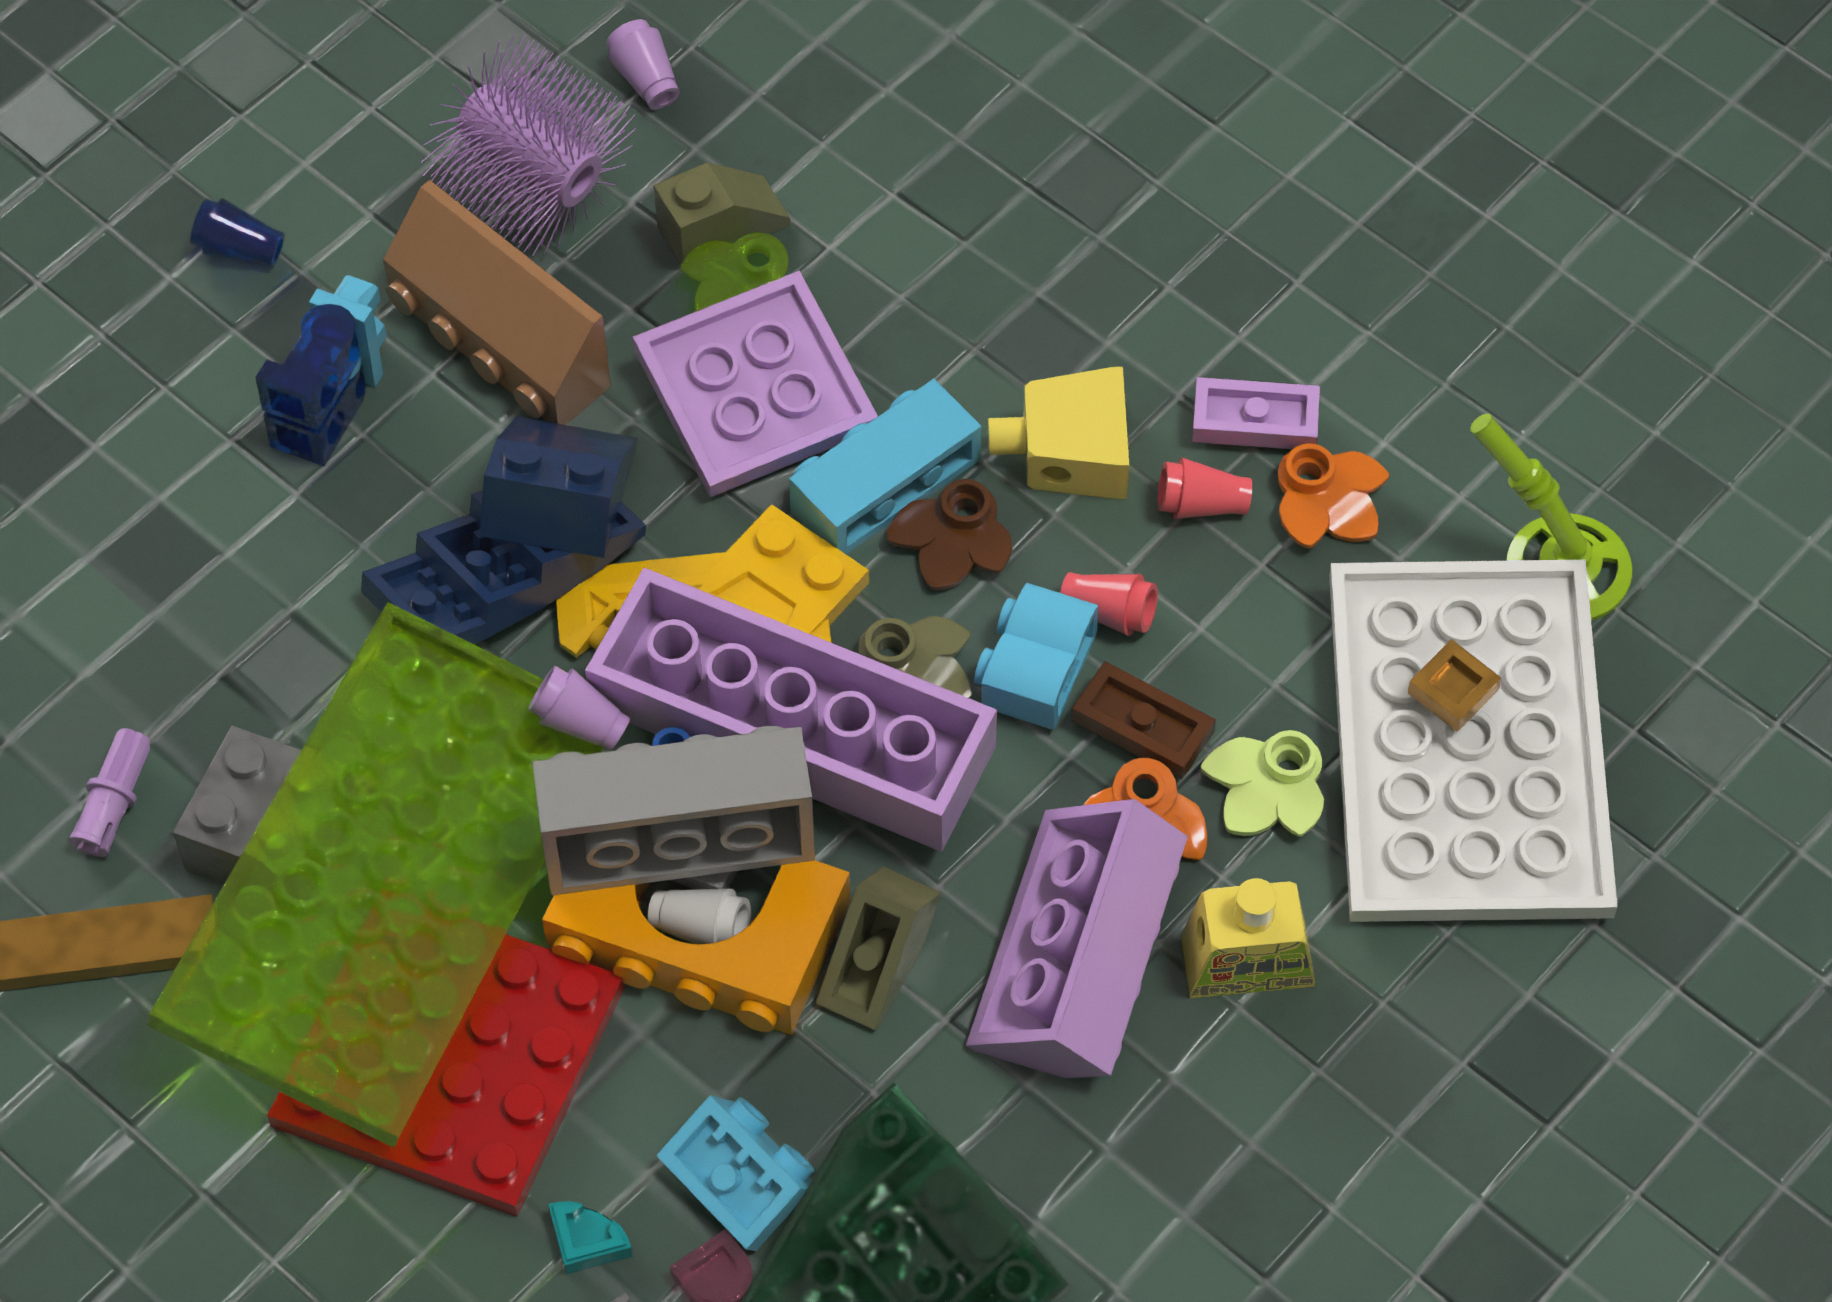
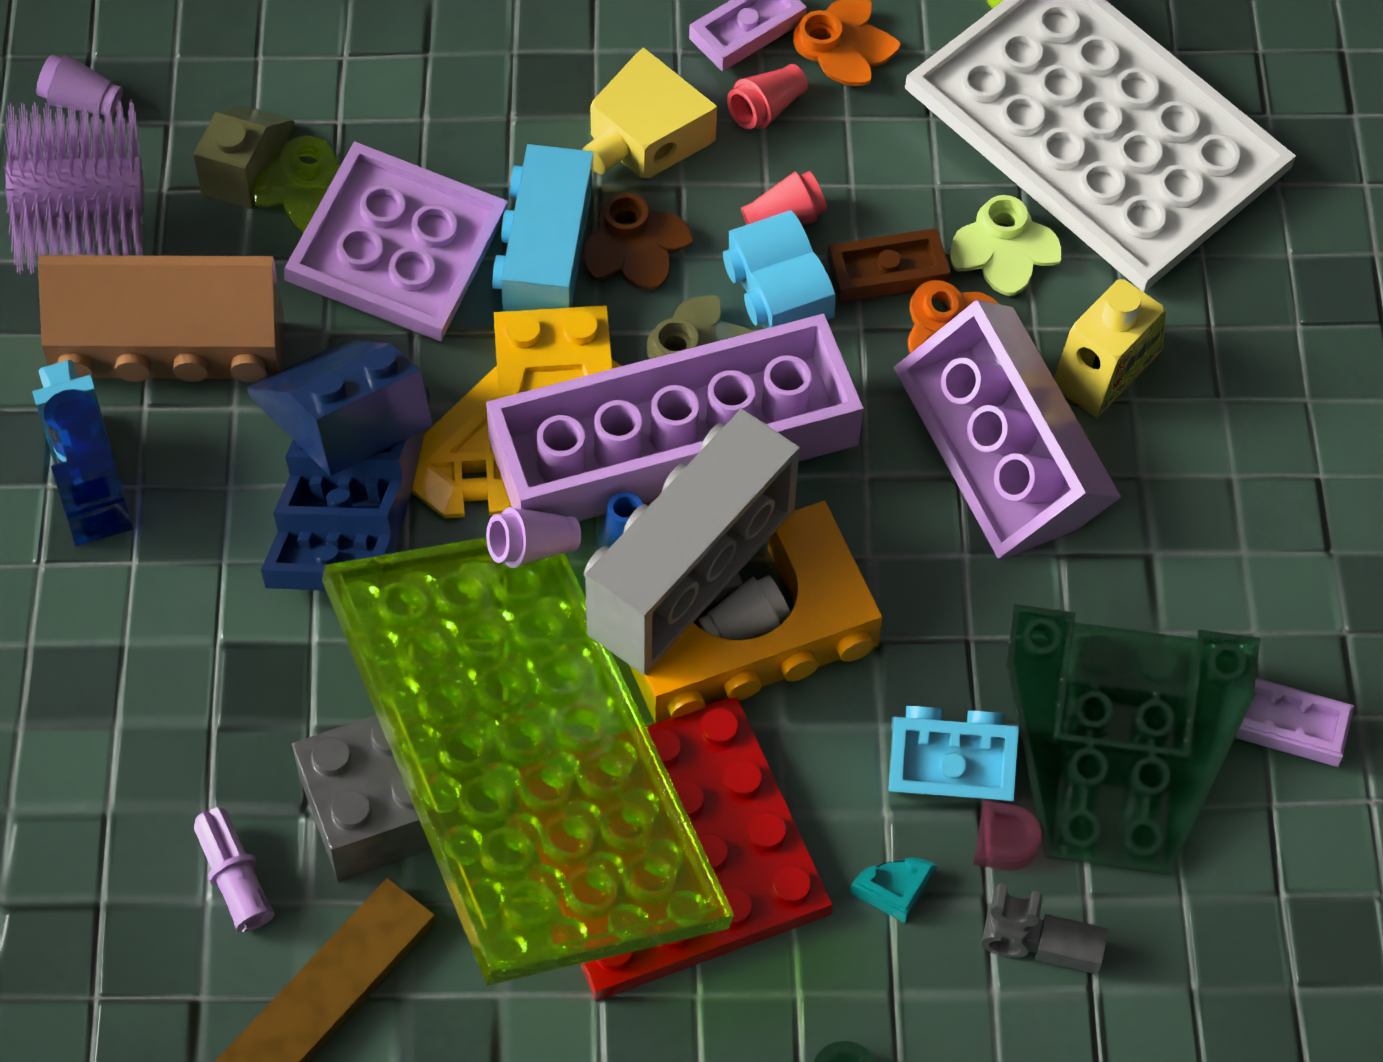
camera: 45 degrees left, 0 degrees up
(877, 946) = (884, 536): olive slope -> none
(1454, 685) = (1070, 89): pearl gold plate -> none

